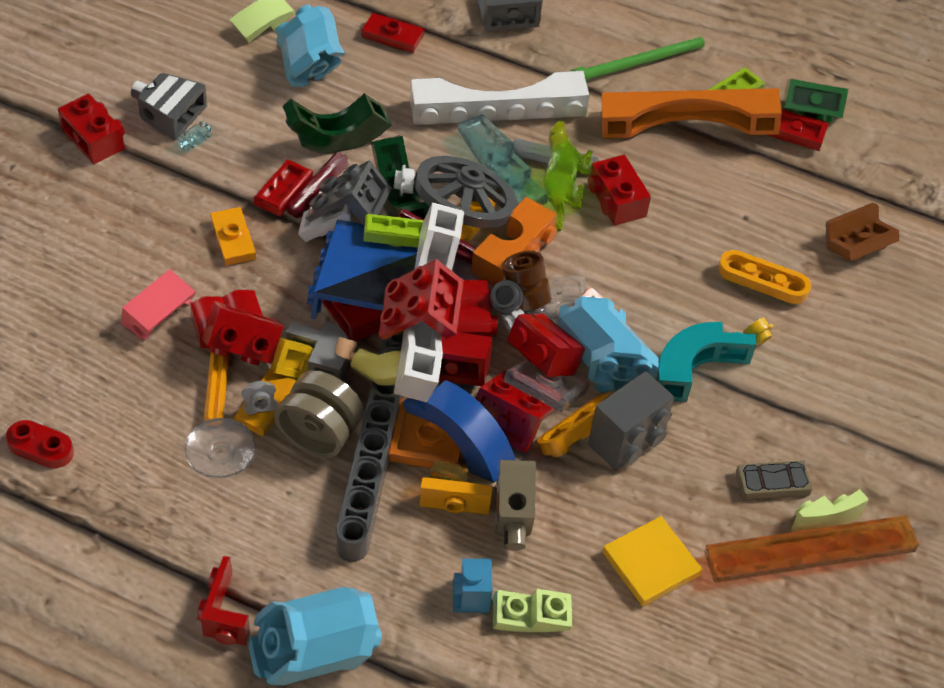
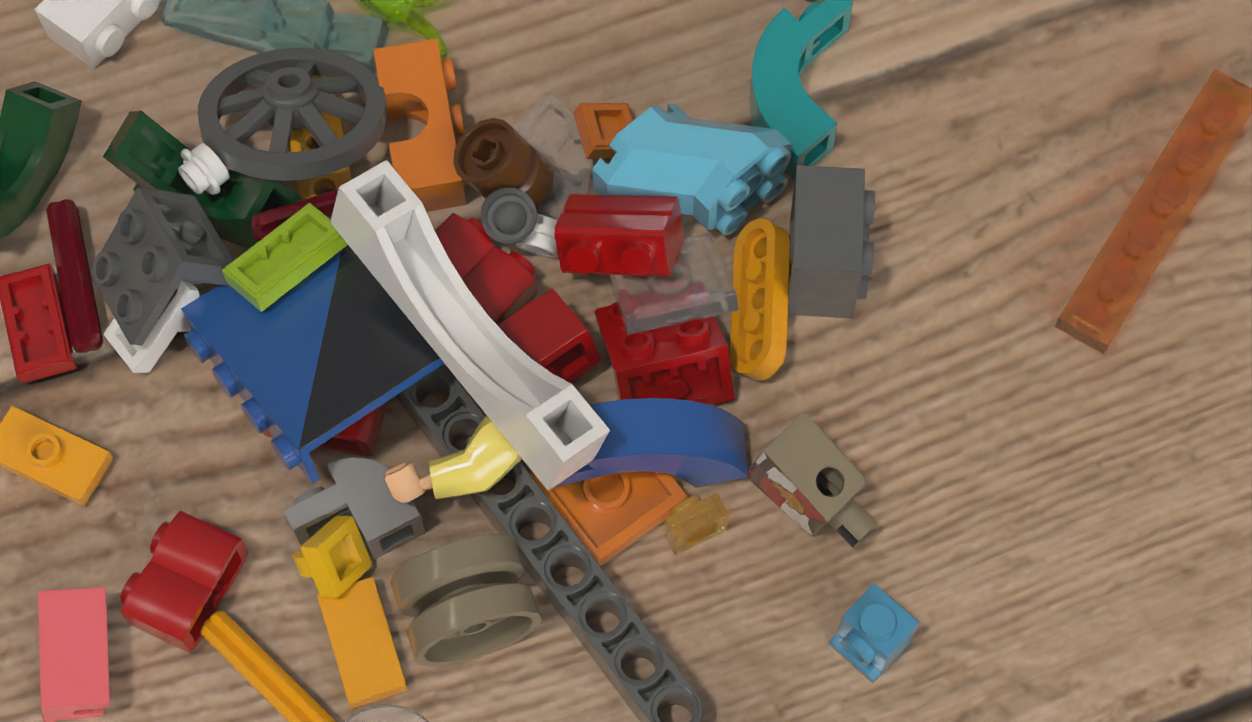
camera: 40 degrees left, 15 degrees up
(241, 333) = (242, 588): red brick -> none
(262, 391) = (361, 651): light grey plate -> none
(425, 294) = (460, 338): red bracket -> none
(455, 496) = (728, 539): light orange plate -> none
(532, 613) = (962, 592): yellowish green slope -> none
(652, 561) = (1015, 395): yellow tile -> none
(773, 480) = (1031, 160): tile -> none
(825, 514) = (1125, 163): yellowish green slope -> none

